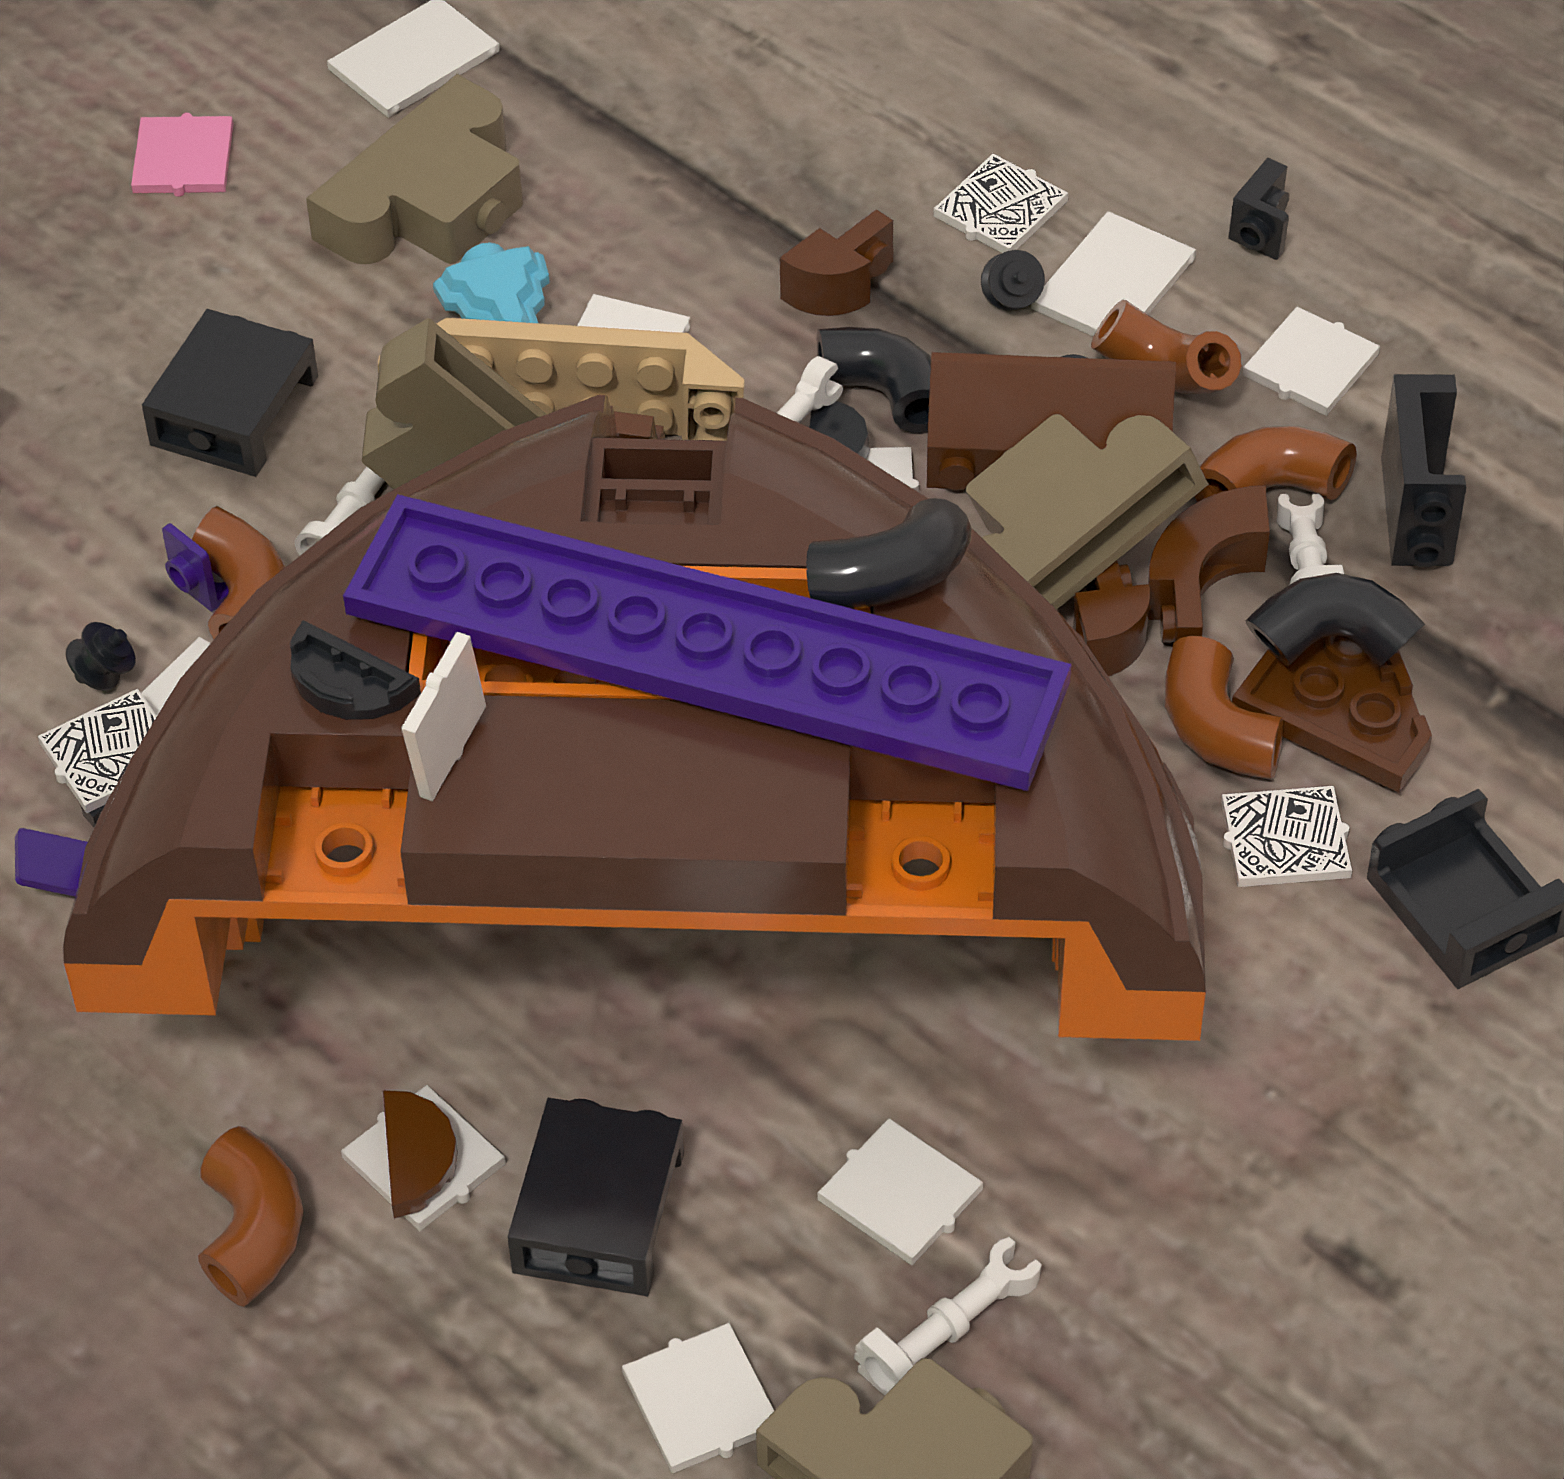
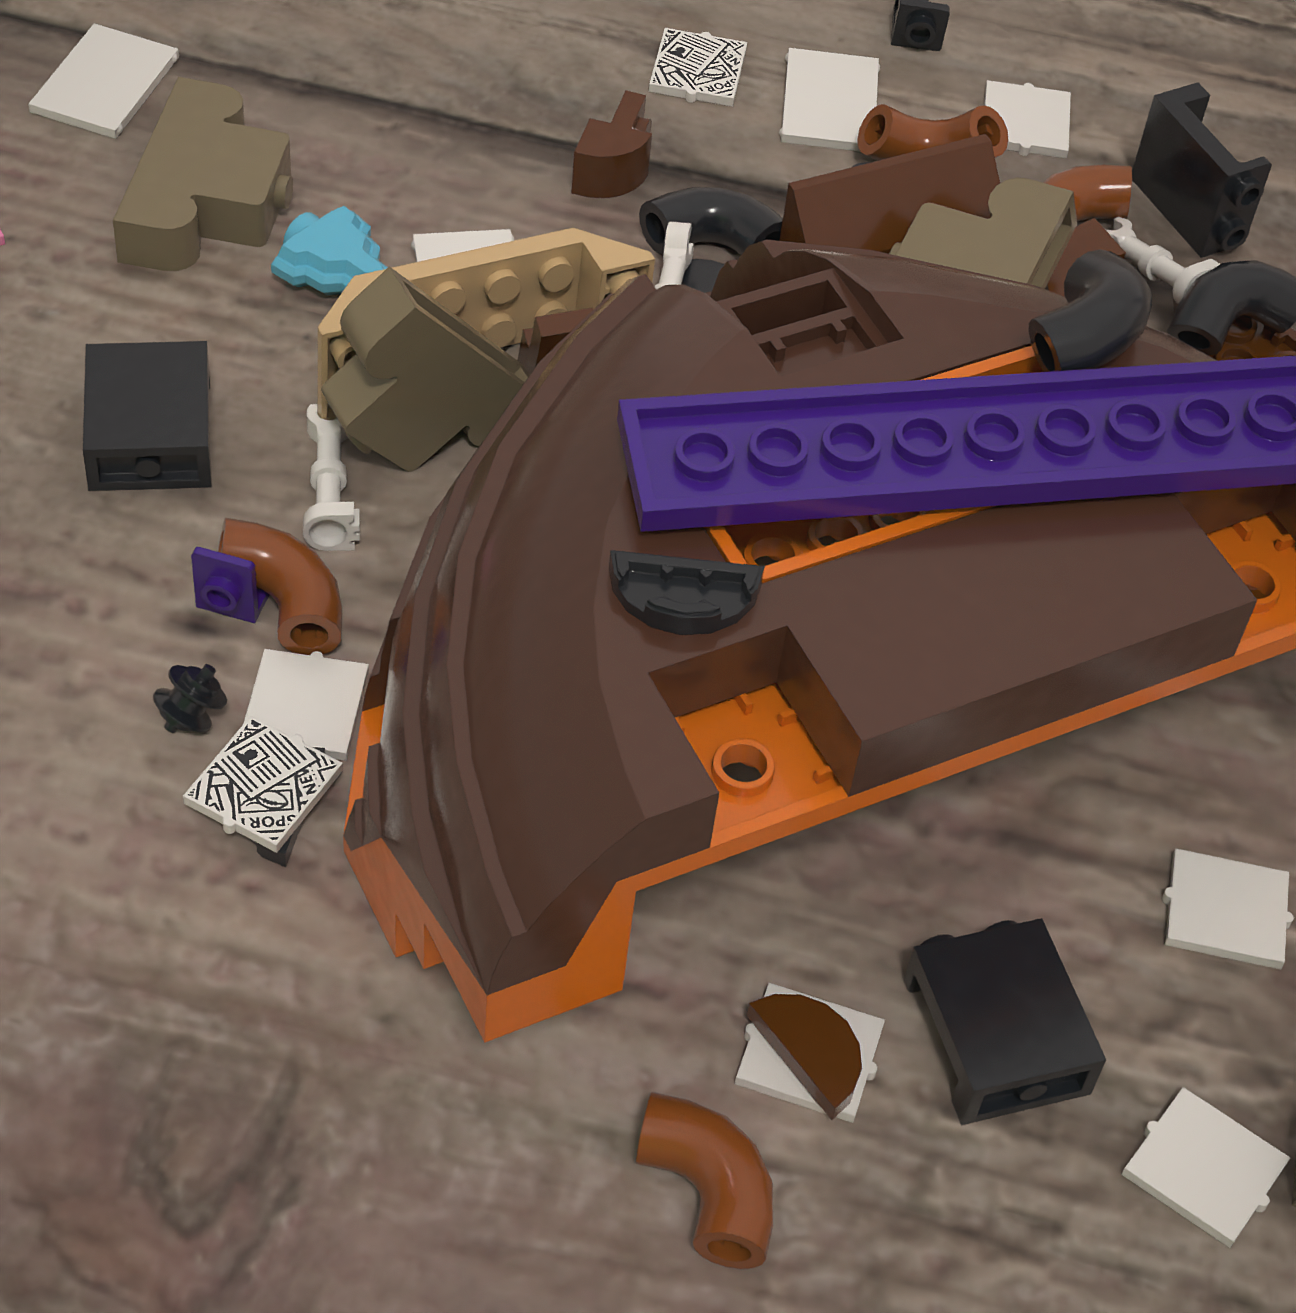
camera: 35 degrees left, 0 degrees up
(48, 861) = (300, 906): dark purple bracket -> none
(444, 716) = (850, 588): white piece -> none
(1012, 280) = (764, 119): black wheel -> none

